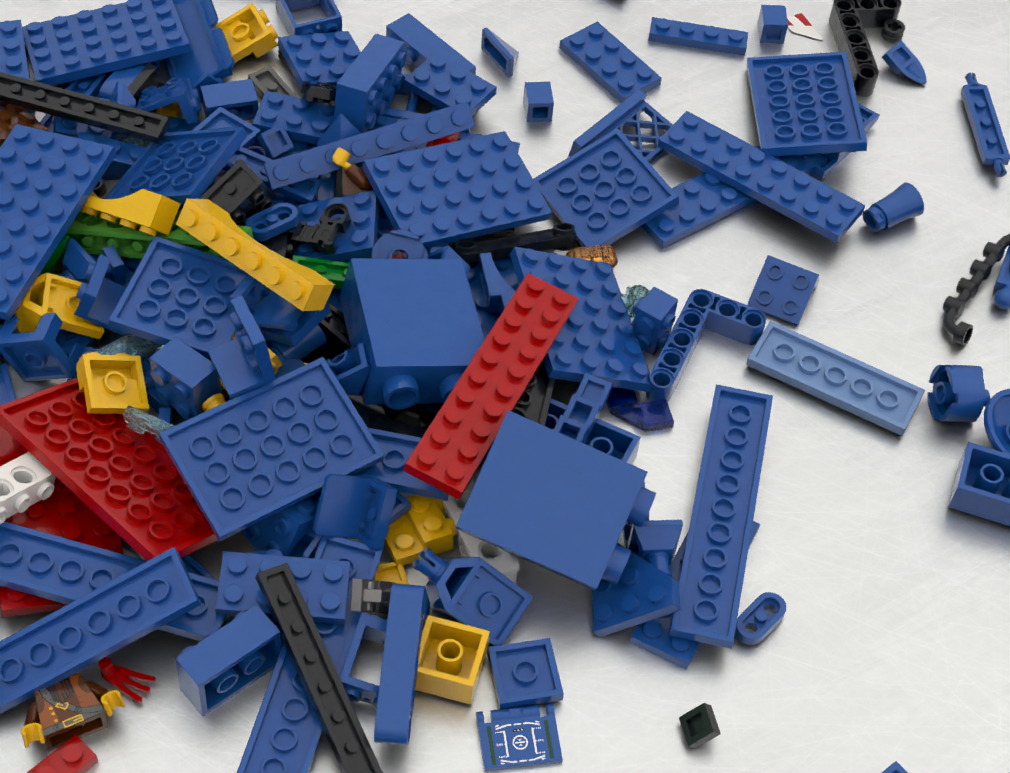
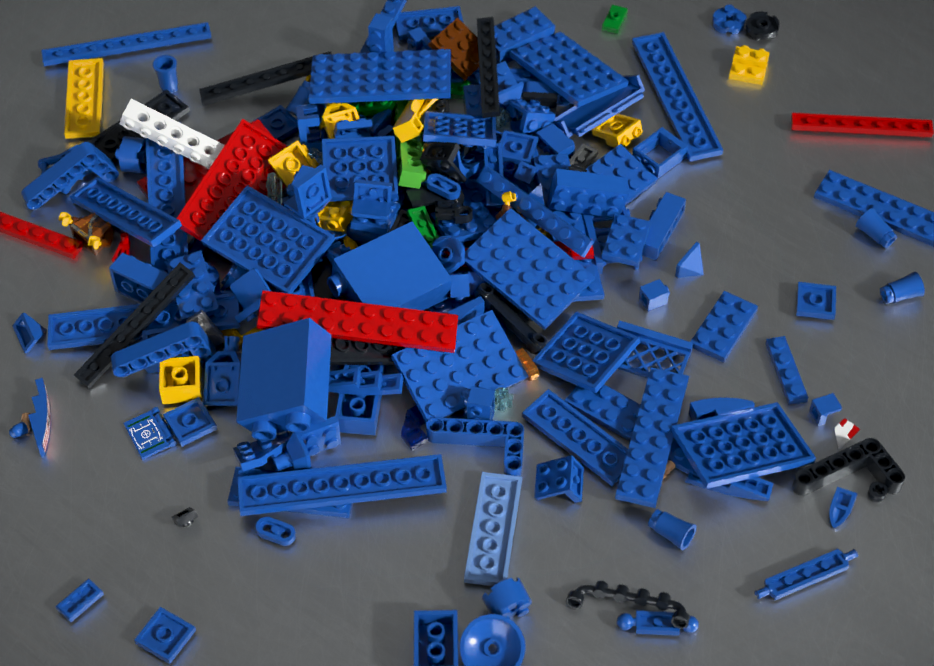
camera: 75 degrees right, 0 degrees up
(285, 277) = (375, 200): yellow arch -> none
(723, 248) = (577, 436): none -> blue plate
(740, 107) = (717, 406): none -> blue slope

